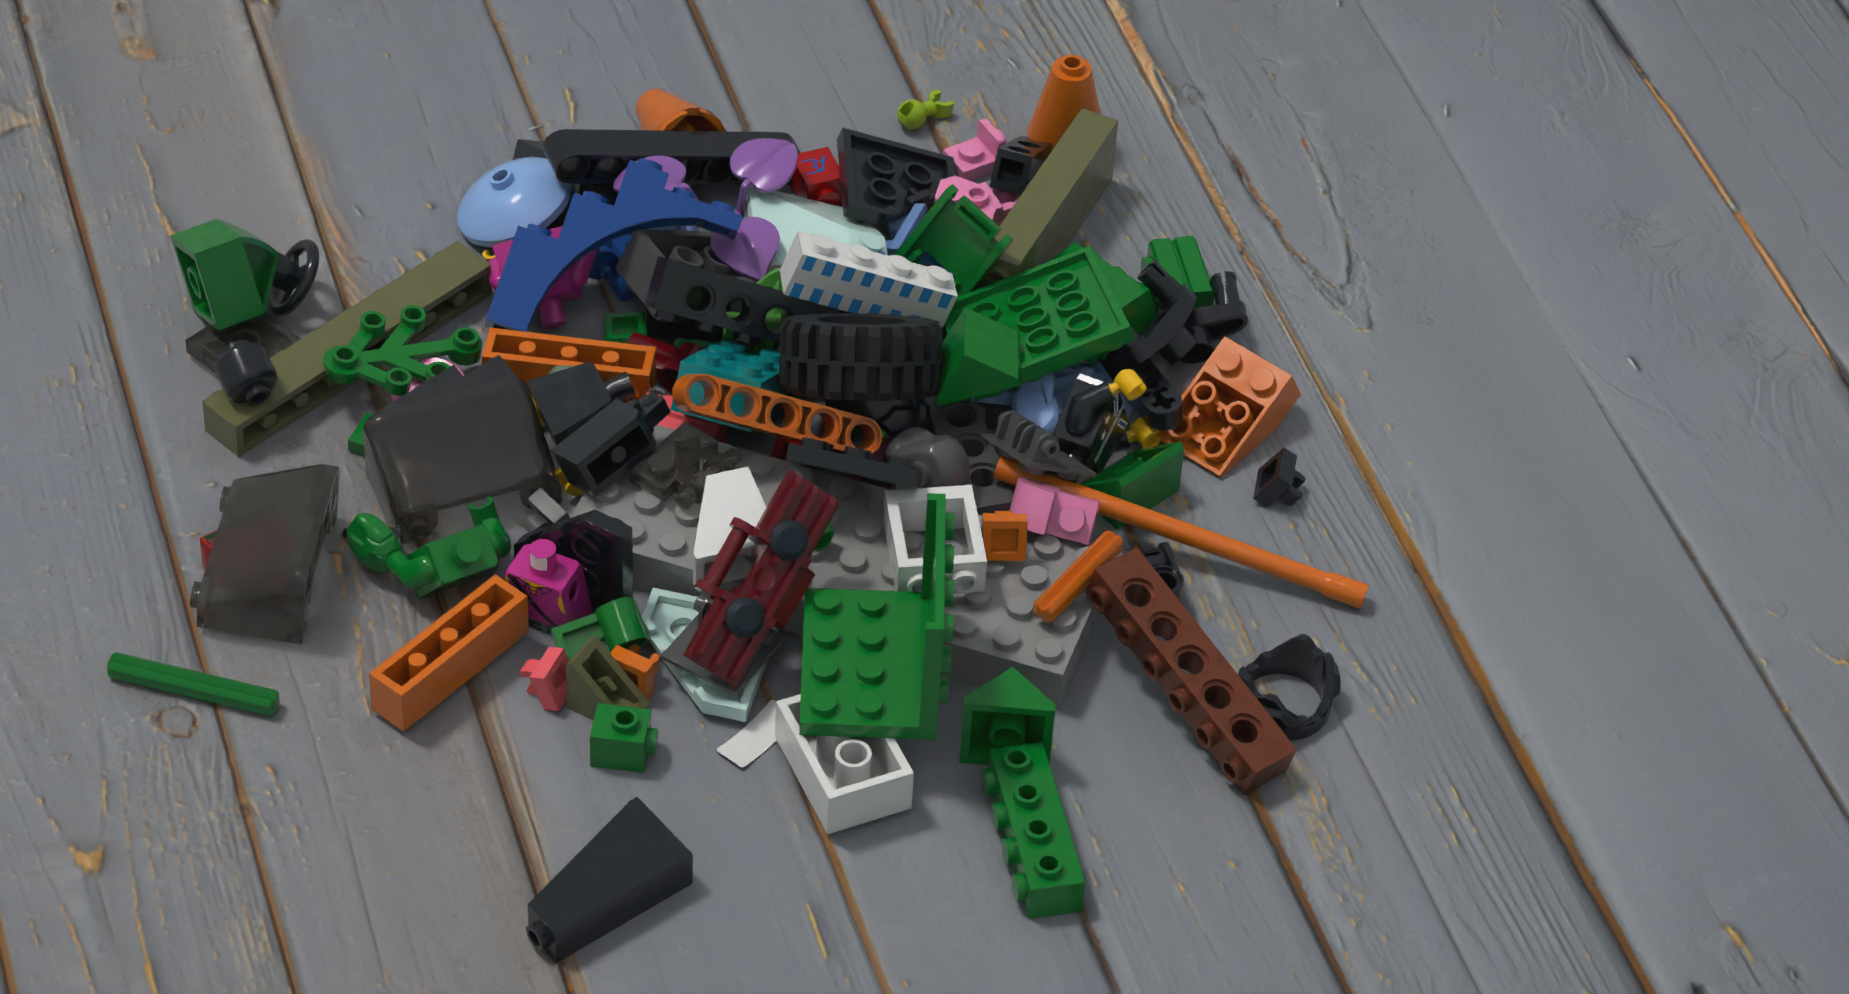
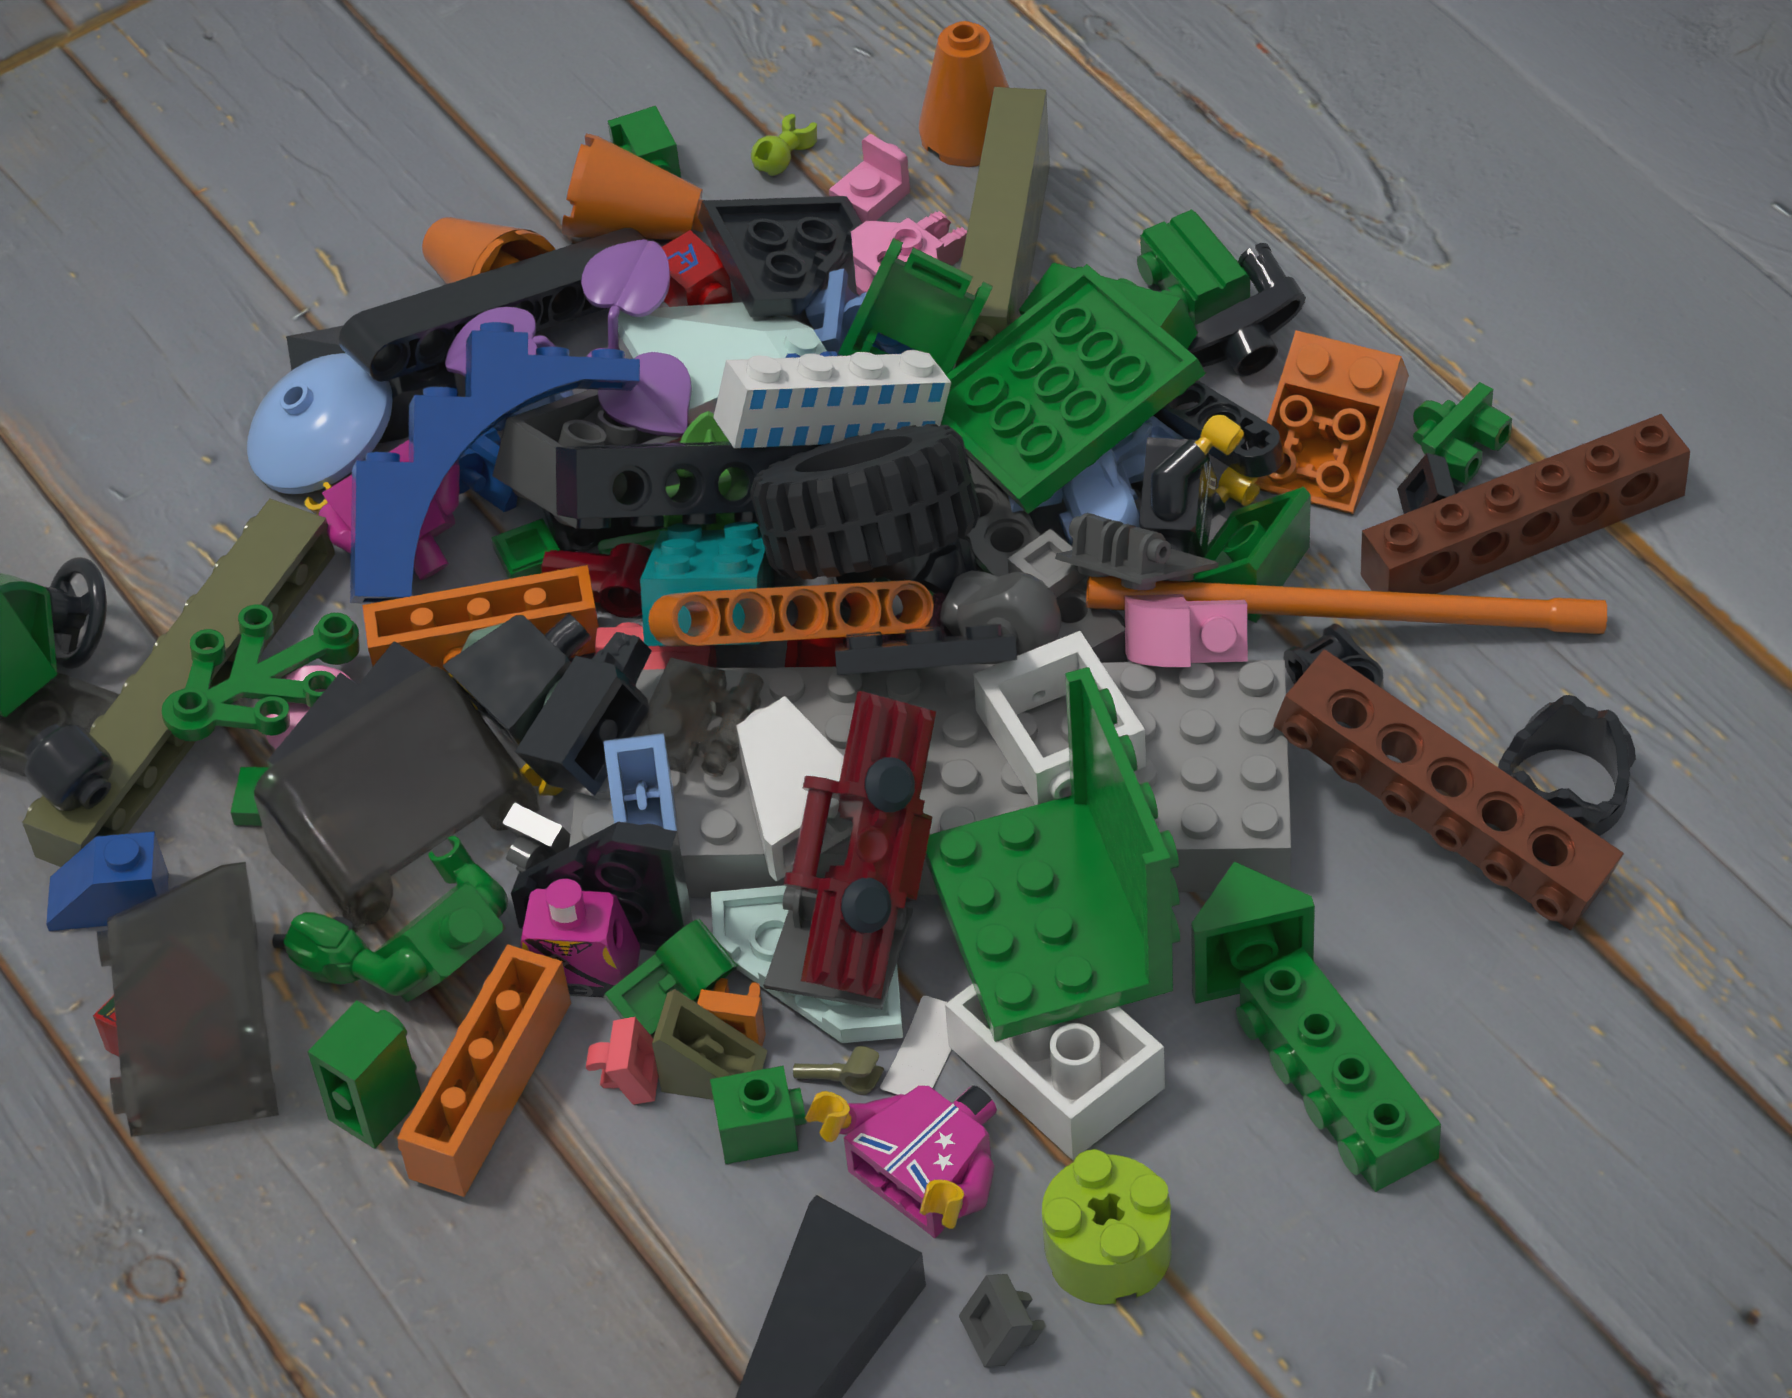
camera: 10 degrees left, 5 degrees up
(193, 684) = (158, 1220): green axle -> none
(244, 454) = (106, 880): none -> blue slope
(365, 627) = (366, 1073): none -> green brick
(628, 494) = (640, 781): none -> light blue slope
(703, 735) = (857, 1075): none -> olive hand
(719, 791) = (916, 1150): none -> dark pink torso
(730, 916) = (999, 1320): none -> dark grey tile
(793, 106) = (622, 190): none -> orange cone
(823, 84) = (647, 137): none -> green brick
(827, 879) = (1107, 1227): none -> lime brick
(976, 447) = (1040, 561): none -> light grey tile
(978, 358) = (1016, 458): green slope -> none
(1004, 536) = (1147, 682): orange tile -> none
(1018, 164) = (939, 183): black leg -> none
(1077, 577) = (1258, 710): orange axle -> none
(1166, 331) = (1217, 334): black connector -> none
(1319, 440) = (1453, 429): none -> green hips
(1342, 509) = (1527, 511): none -> copper brick

